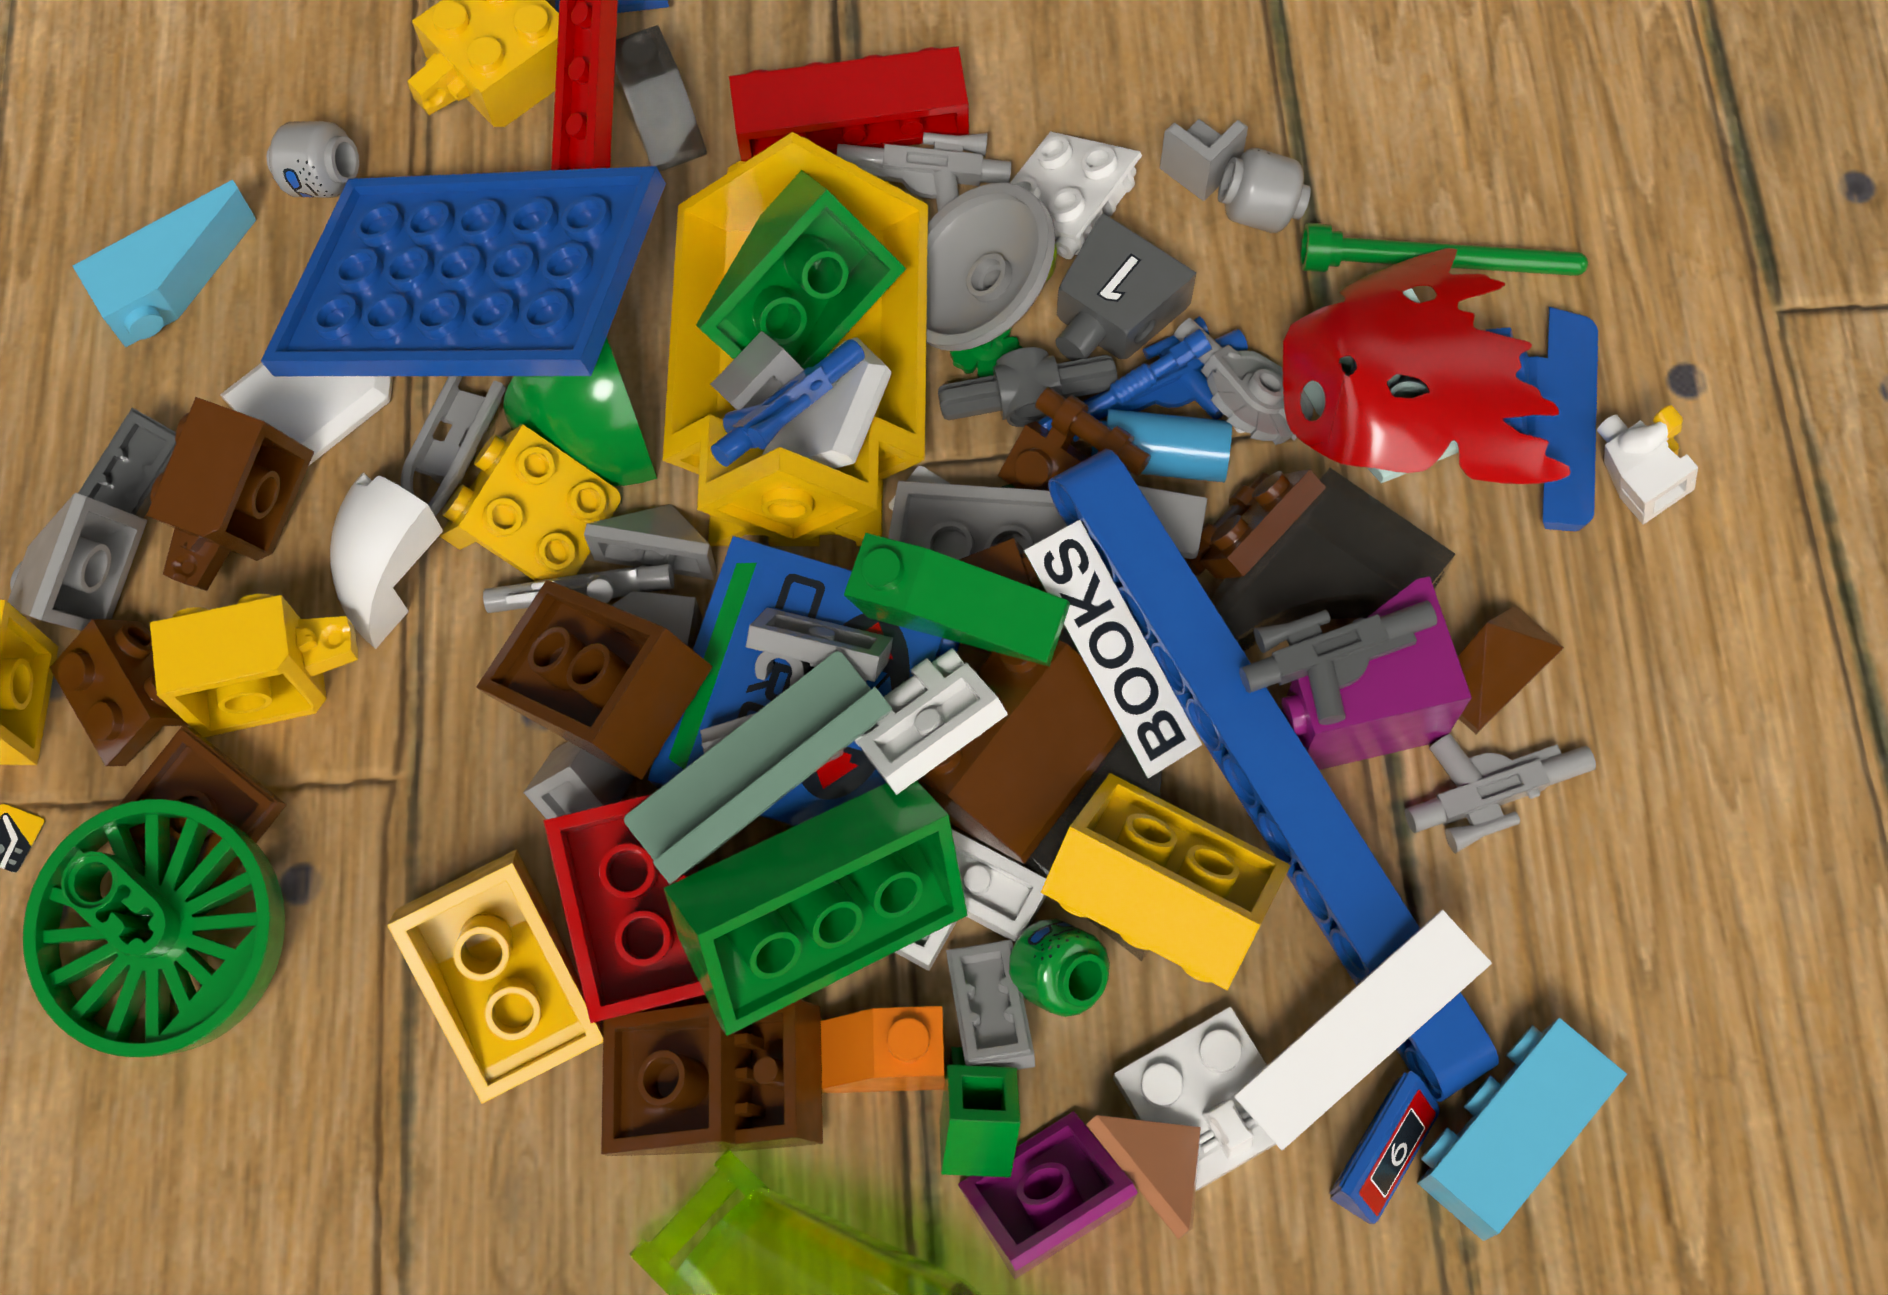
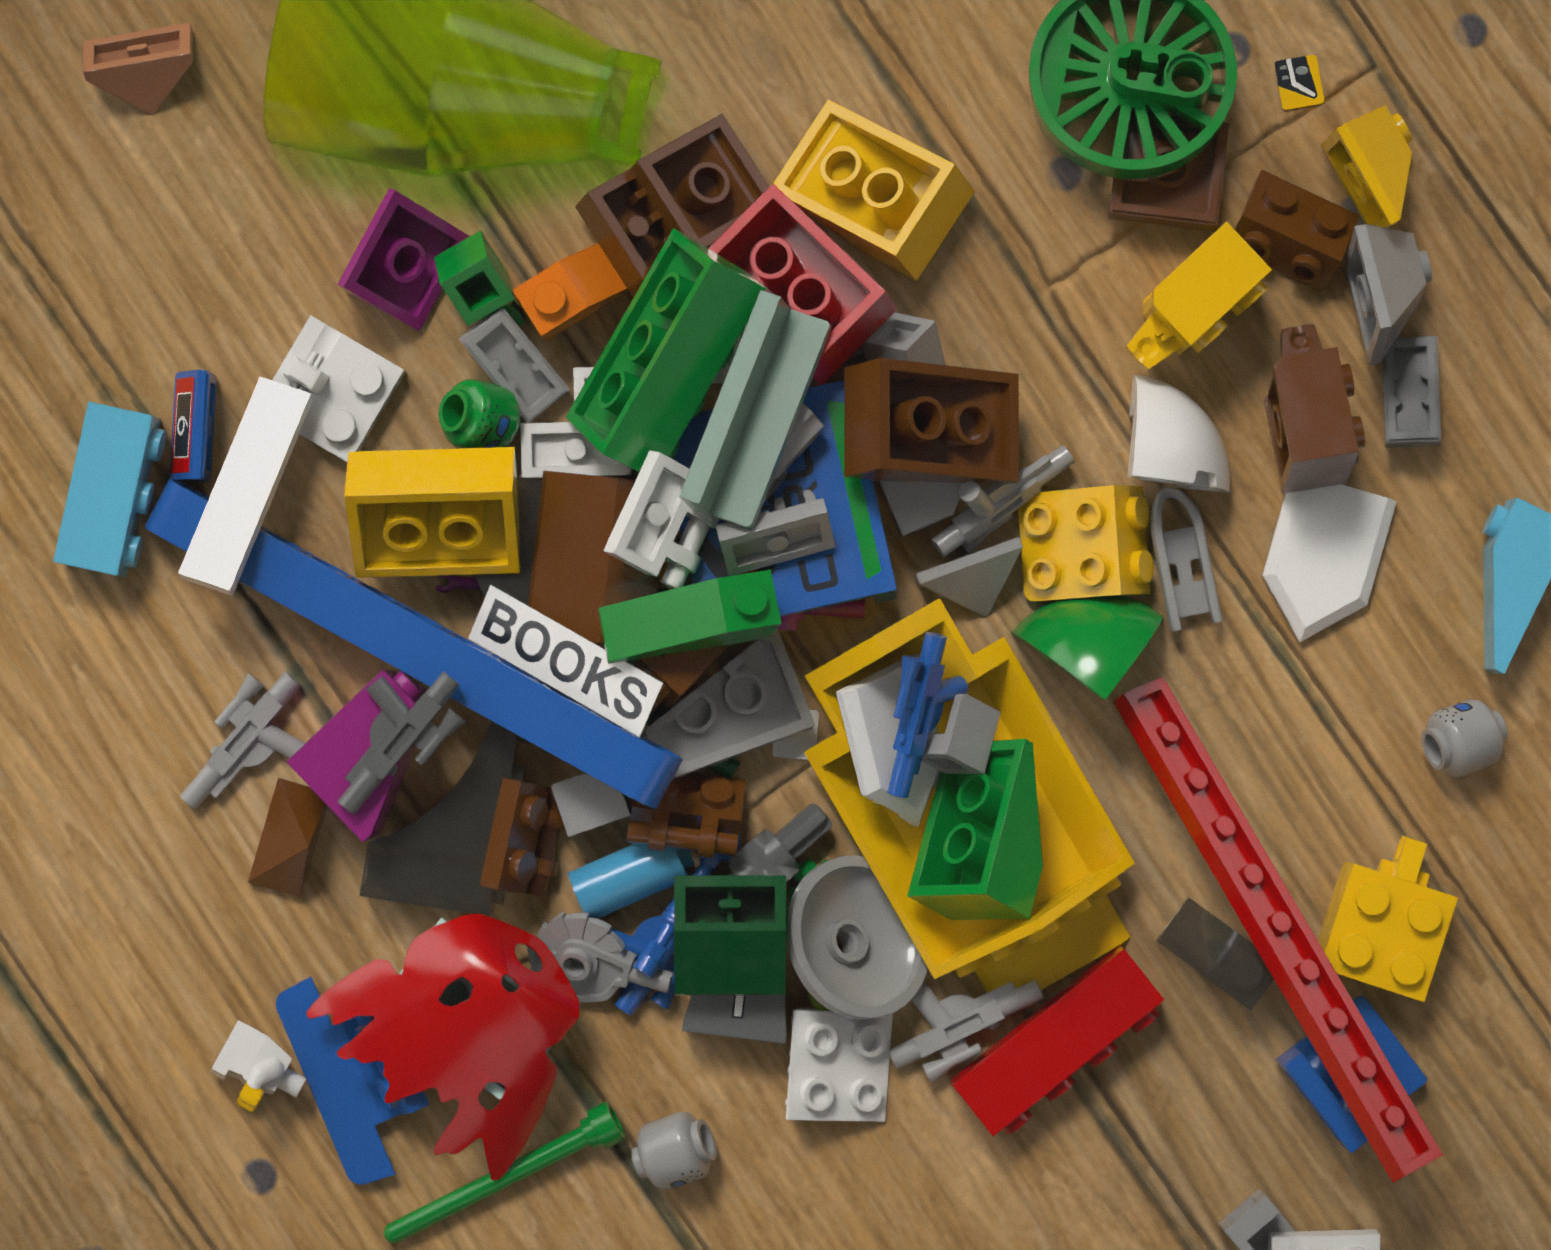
camera: 150 degrees right, 20 degrees up
(467, 275) = (1246, 689): blue plate -> none
(1096, 315) = (730, 935): none -> dark green slope
(1158, 1161) = (340, 319): nougat slope -> none
(1200, 155) = (744, 1161): light grey panel -> none

